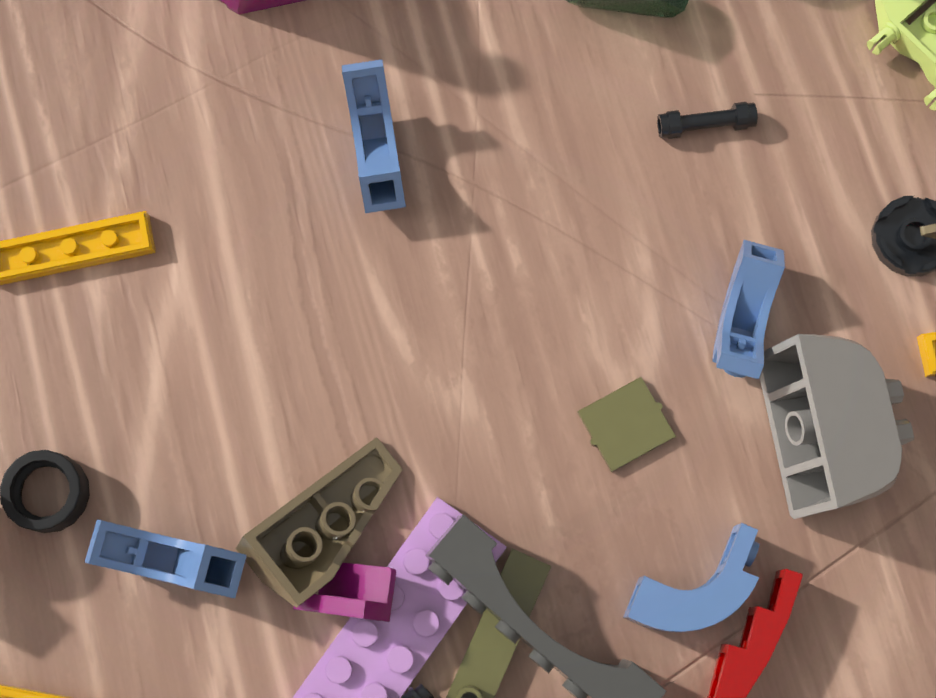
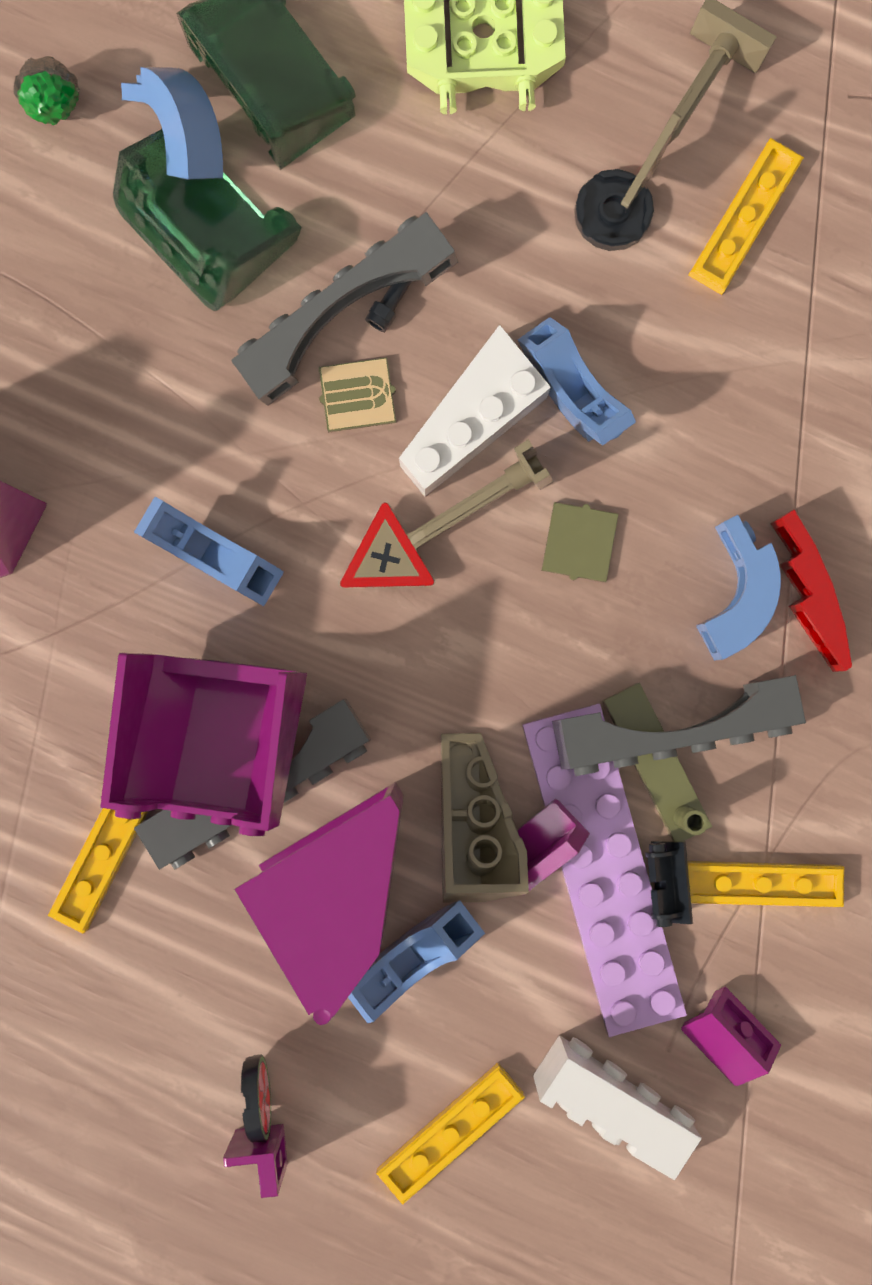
camera: 55 degrees left, 10 degrees up
(17, 474) = (262, 1034): black tyre -> none
(165, 441) = (328, 901): none -> magenta windscreen
(215, 239) = (201, 740): none -> magenta windscreen
(304, 350) = (334, 735): none -> dark grey arch
(489, 279) = (391, 555): none -> dark tan piece
(594, 157) = (357, 395): none -> piece
(656, 254) = (477, 410): none -> white wedge
(734, 103) = (411, 255): none -> dark grey arch
(832, 422) = (708, 395): light grey hips -> none

